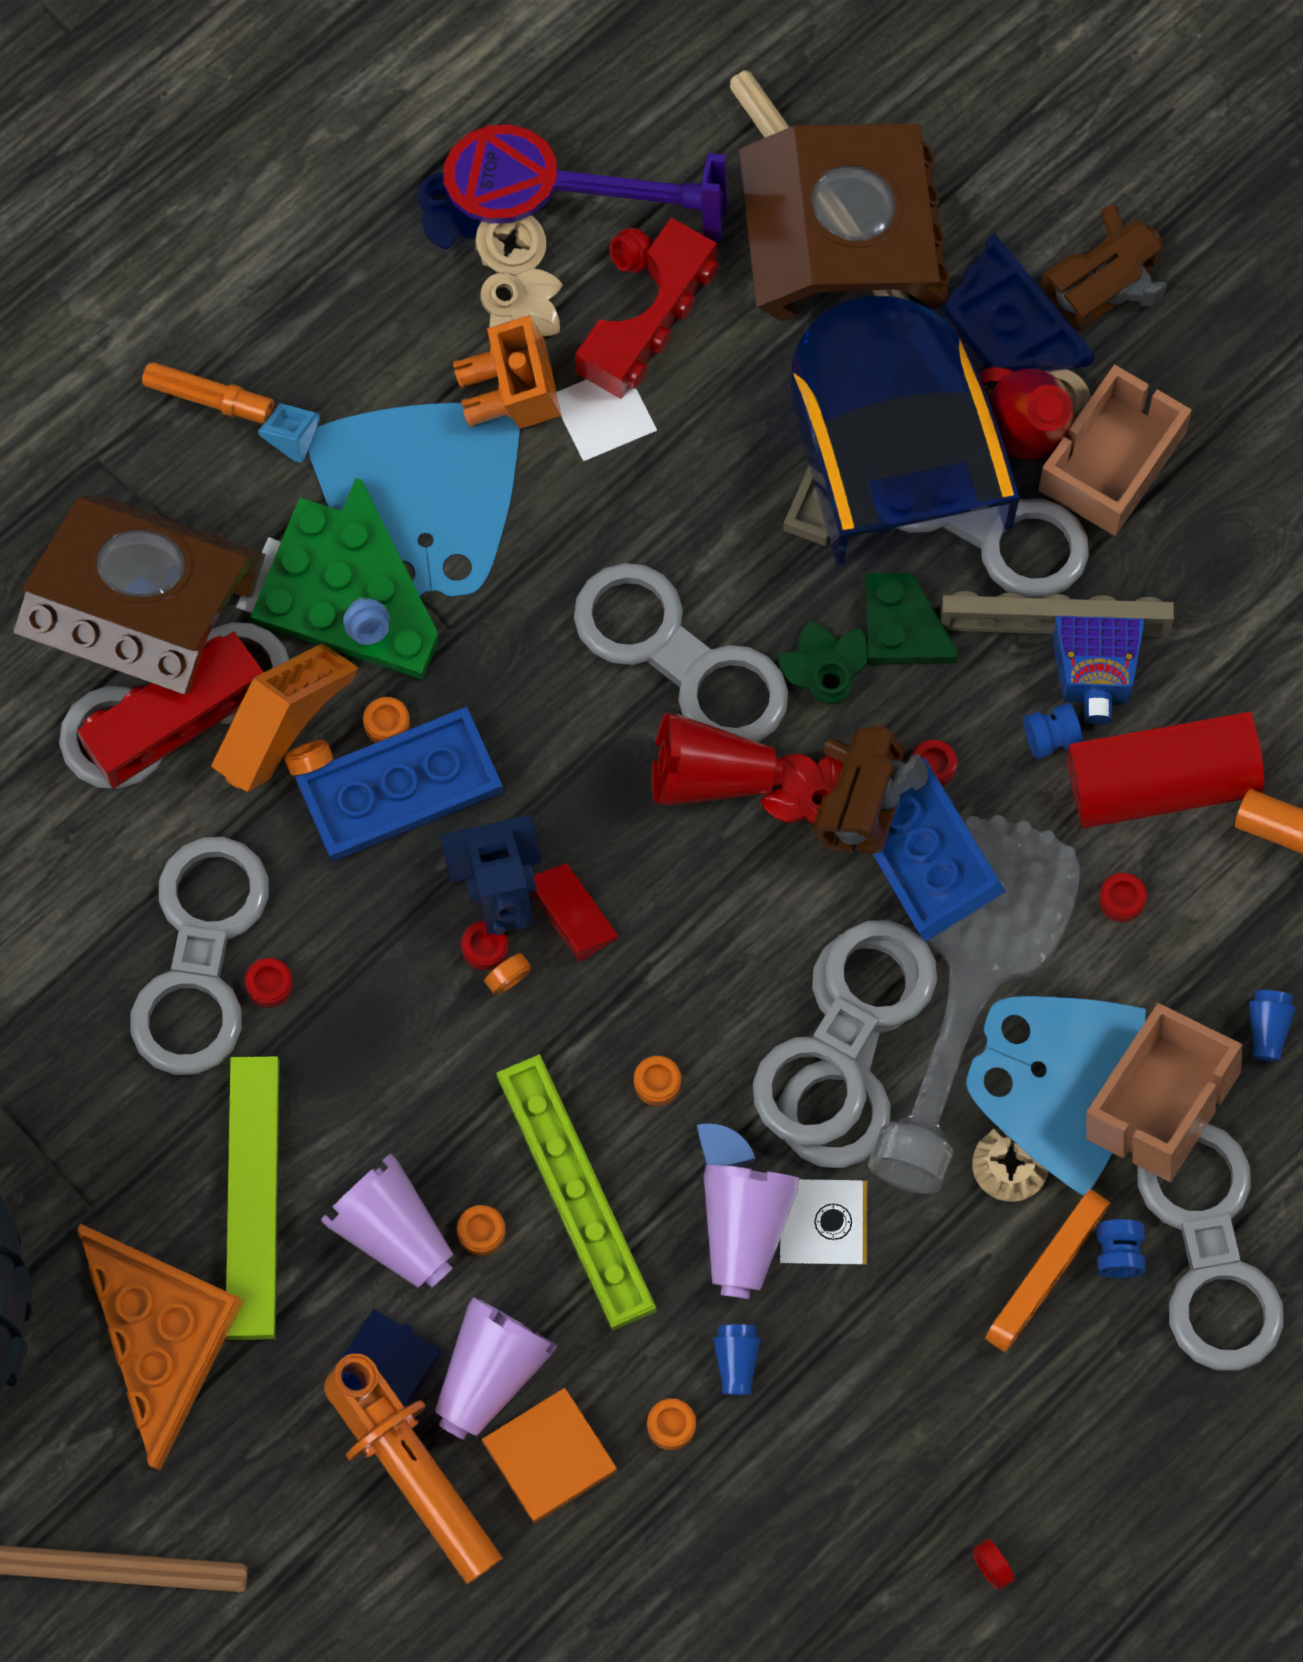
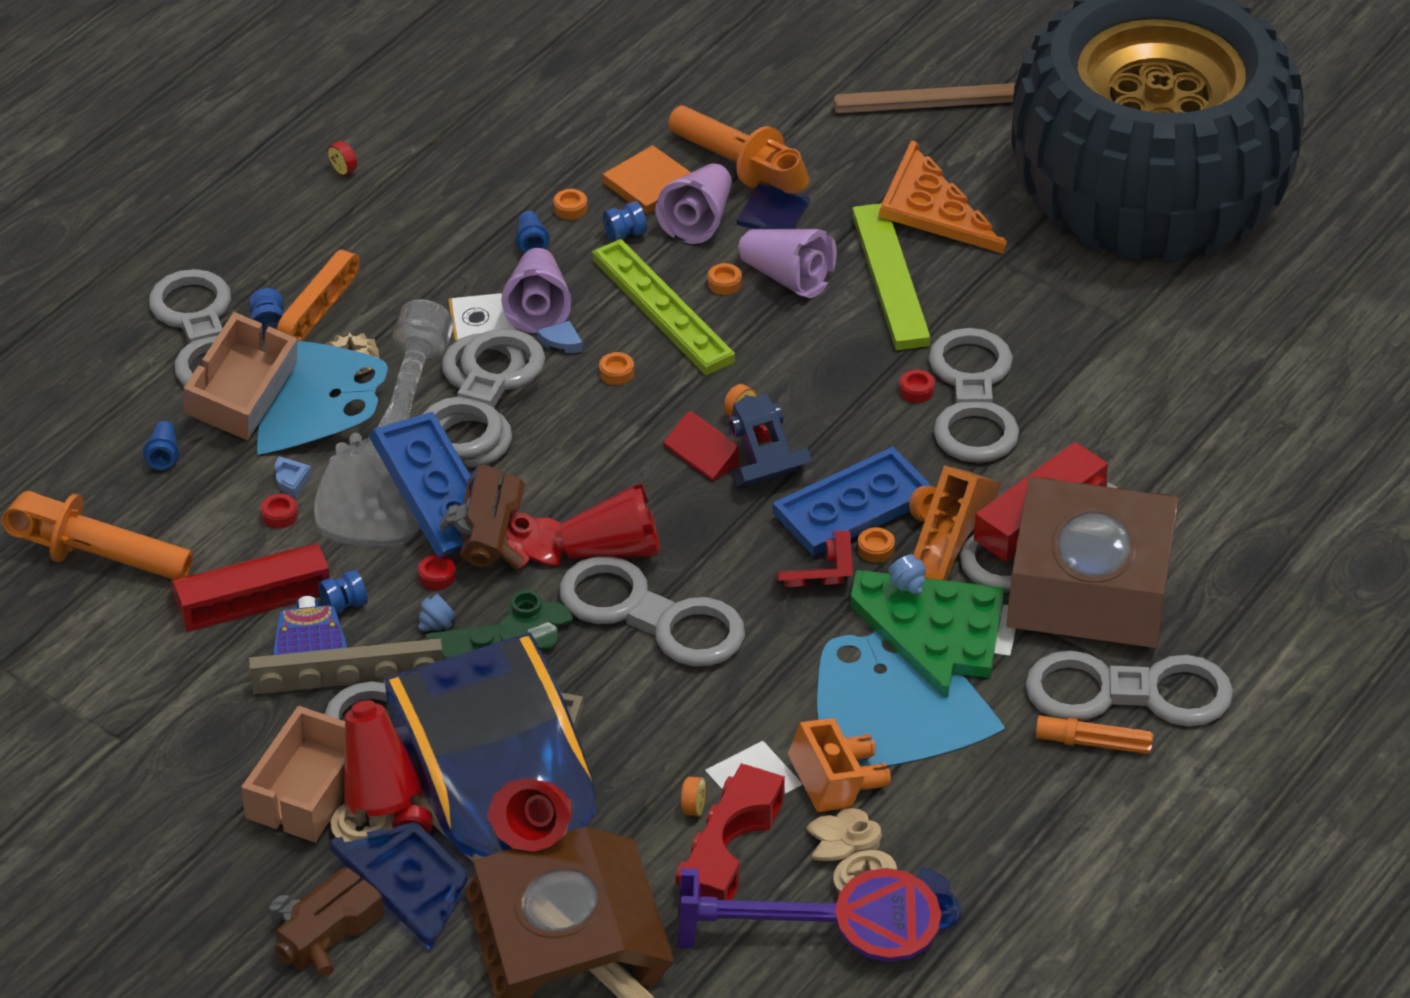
camera: 170 degrees right, 25 degrees down
(146, 457) = (1129, 687): none -> light grey bar
(290, 430) = (1016, 720): dark azure slope -> none
(470, 675) = (837, 550): none -> red bracket
(602, 1351) = (624, 222): none -> blue wheel
(630, 250) = (753, 885): red plate -> none
(679, 372) = (693, 796): none -> orange tile
(861, 295) = (530, 814): none -> red piece
(939, 685) = (435, 614): none -> medium blue plate
(1104, 956) = (291, 475): none -> medium blue tile

